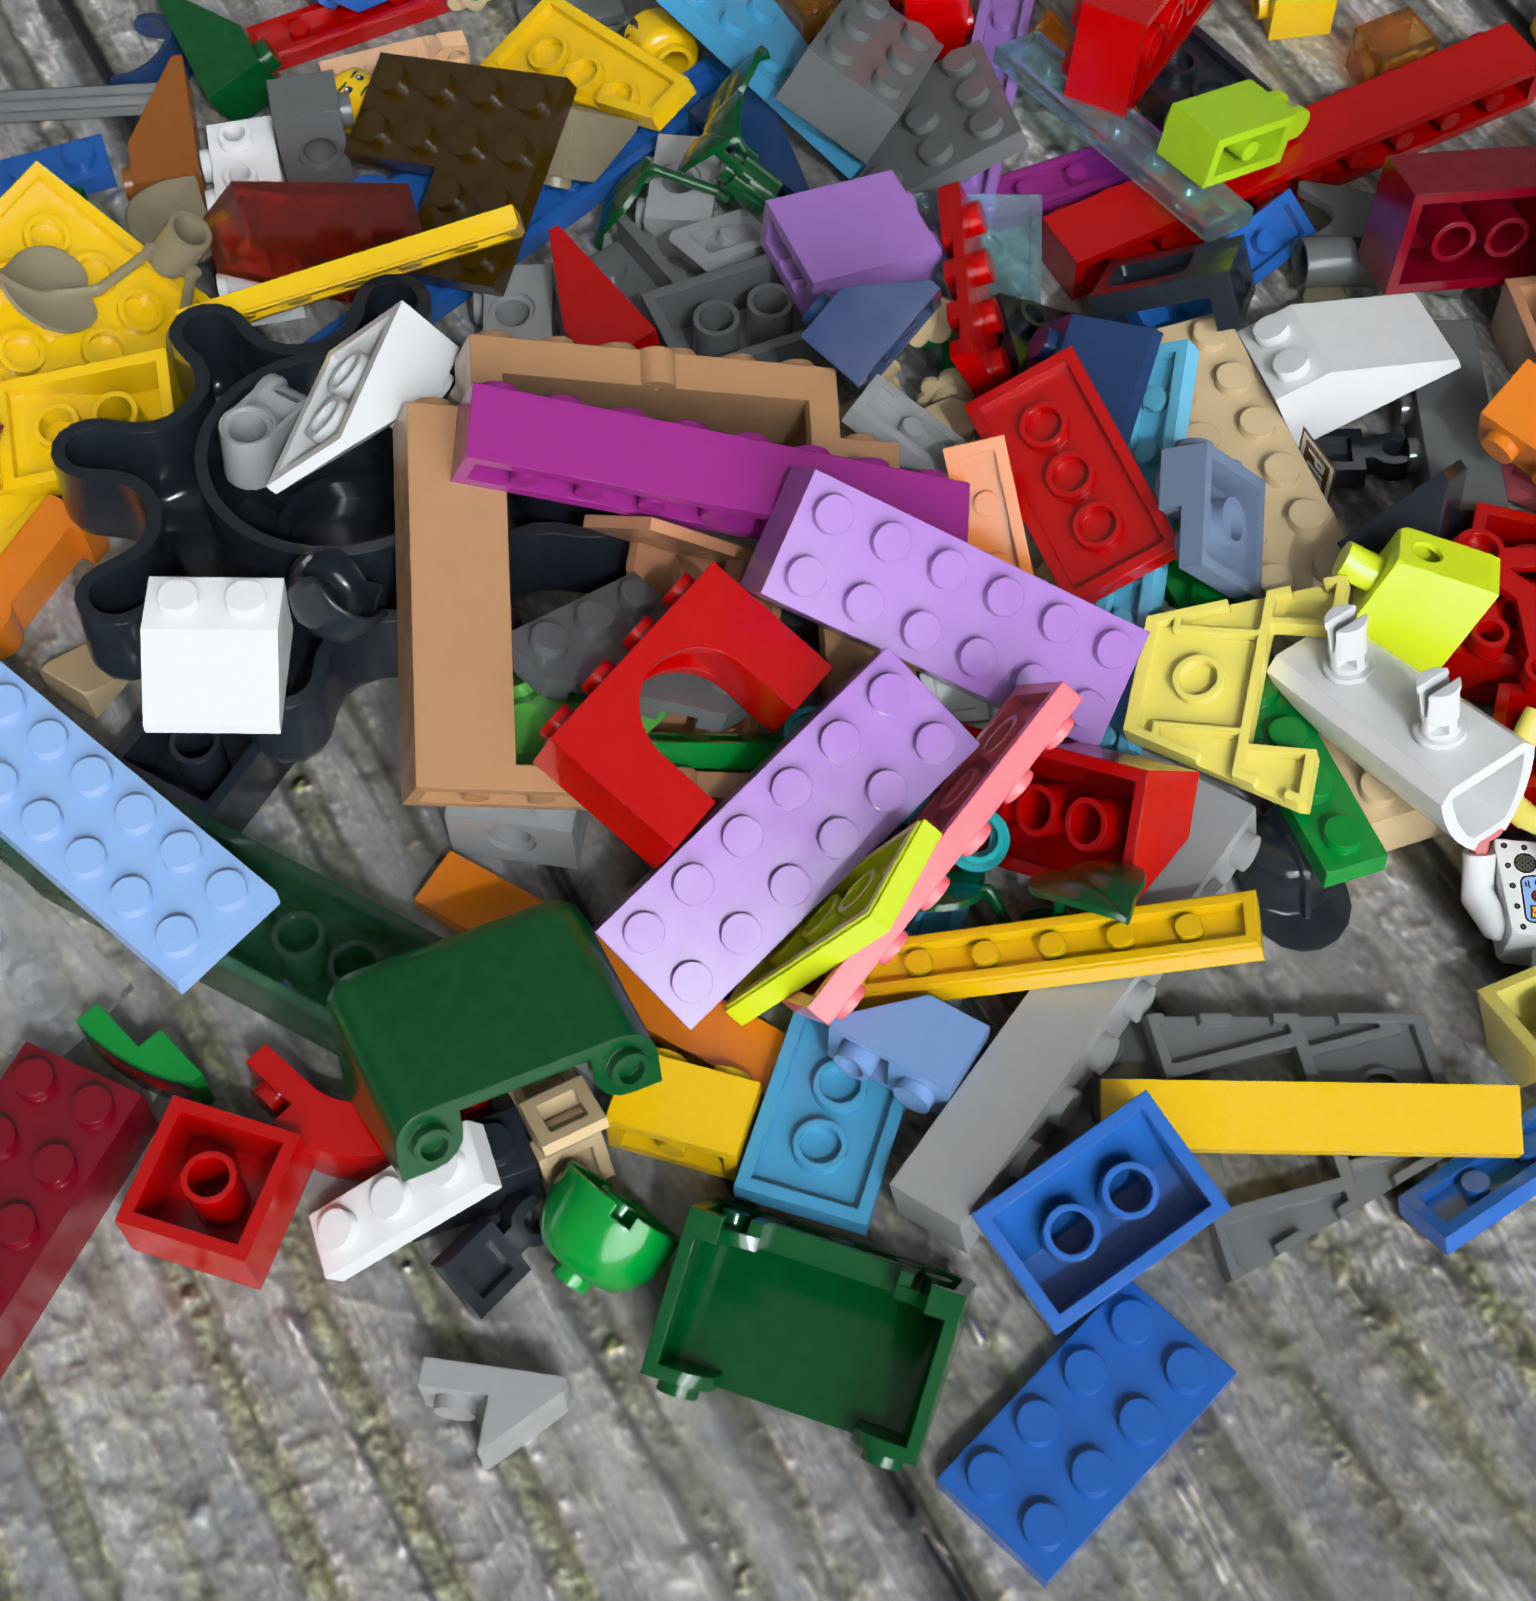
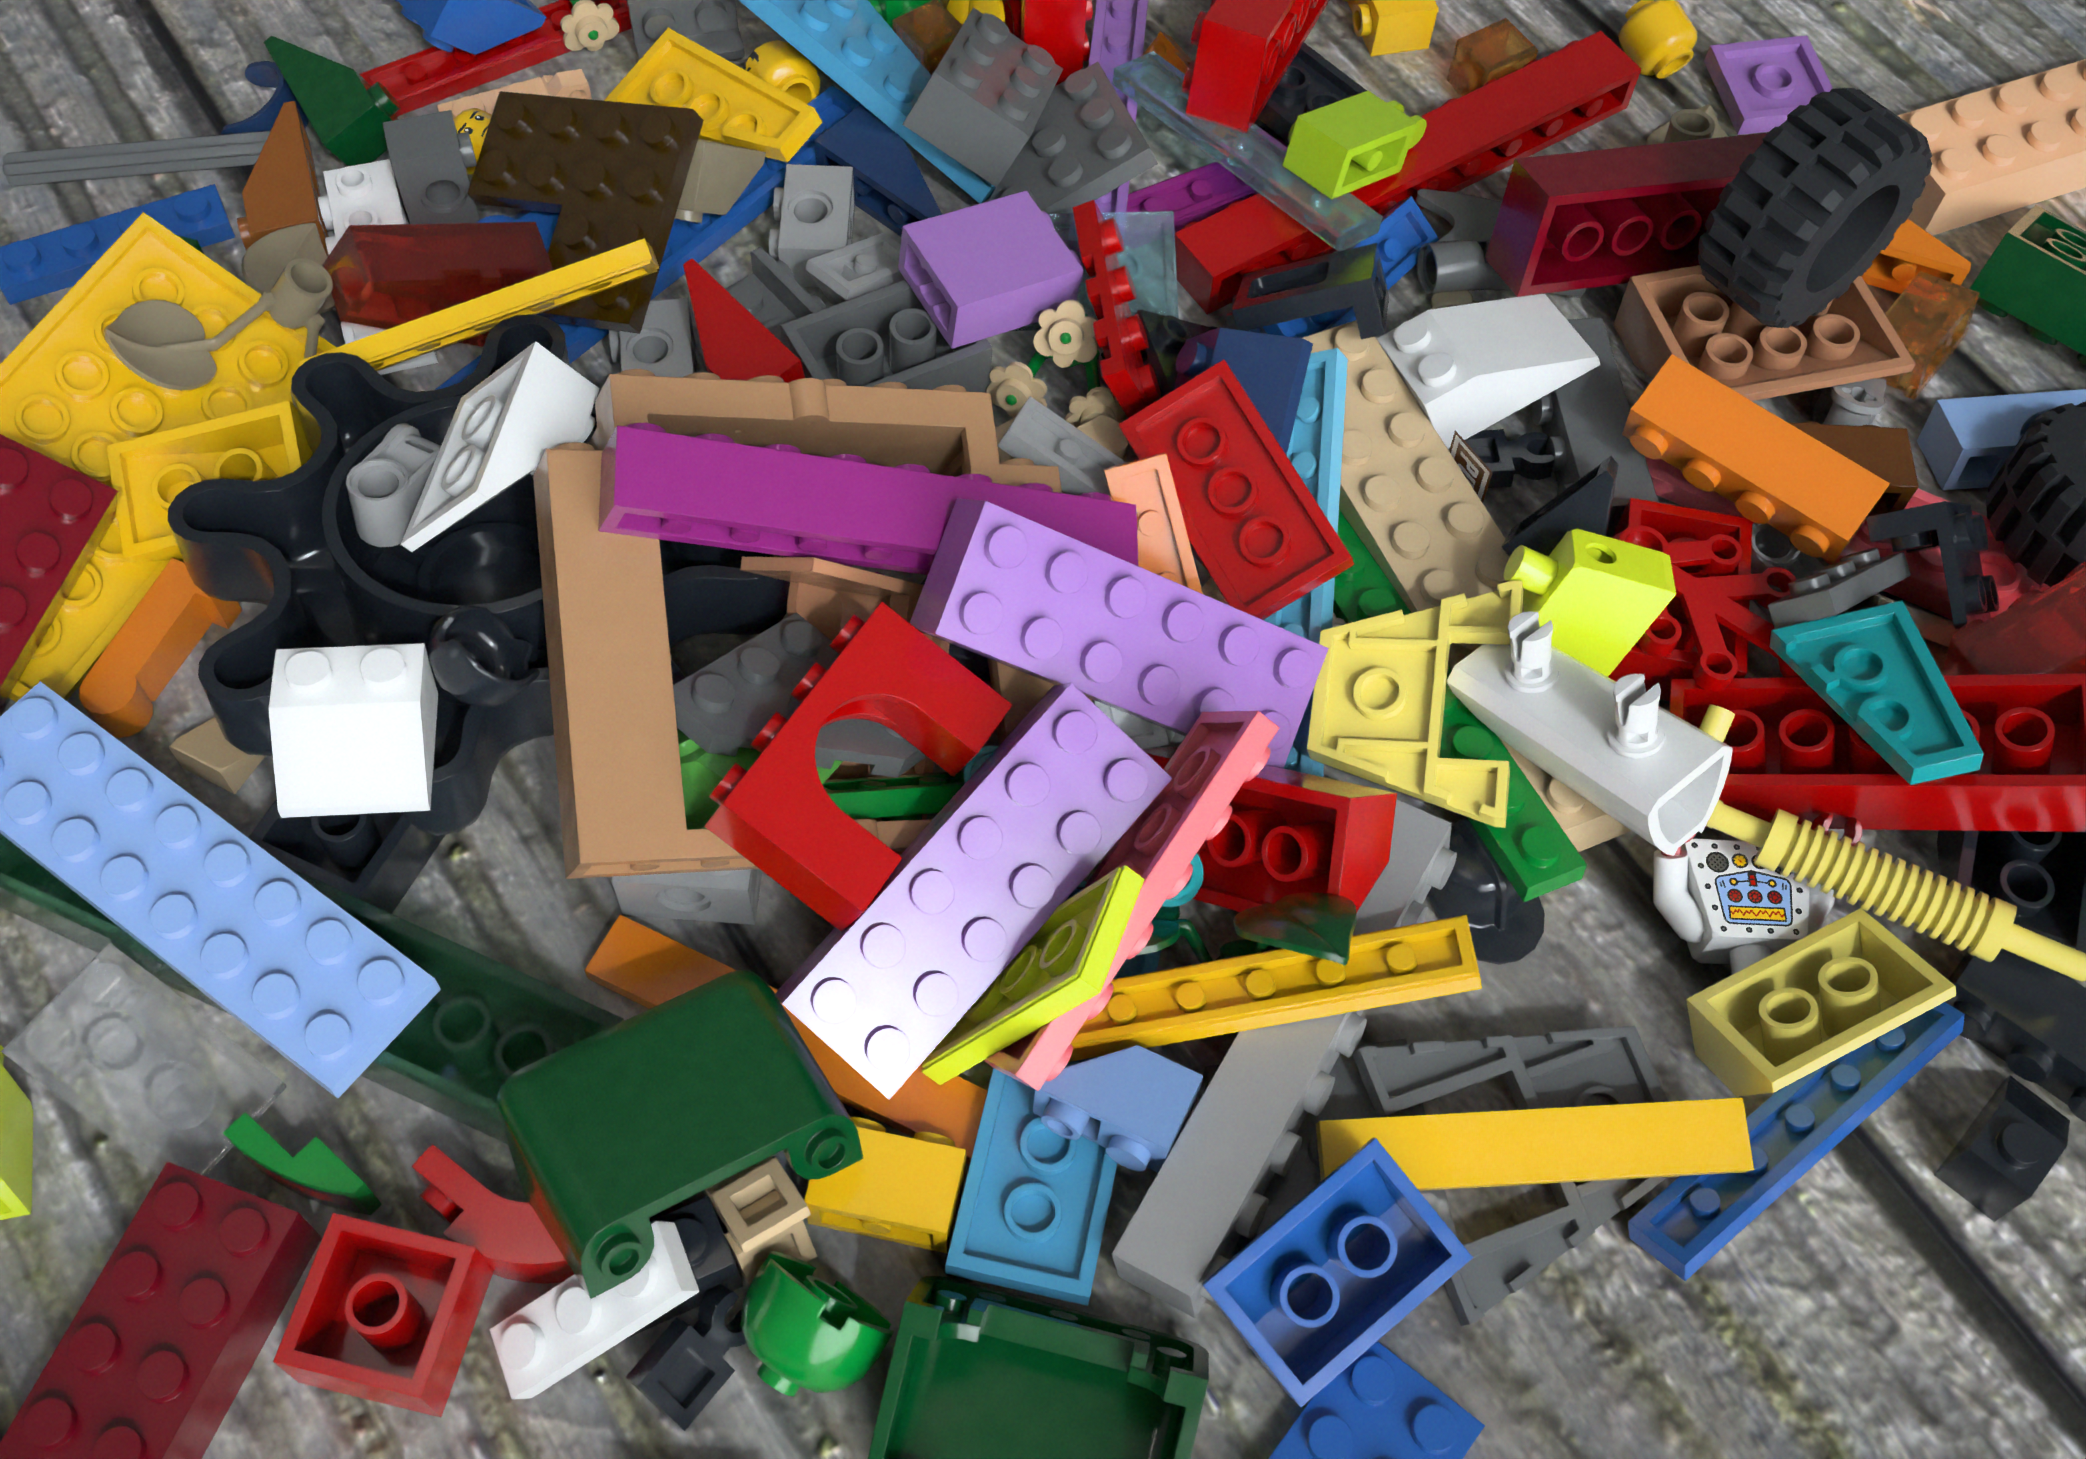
camera: 10 degrees left, 0 degrees up
(740, 173) = (872, 200): dark green plant -> none
(868, 325) = (1018, 348): dark blue slope -> none
(1218, 516) = (1387, 523): sand blue plate -> none

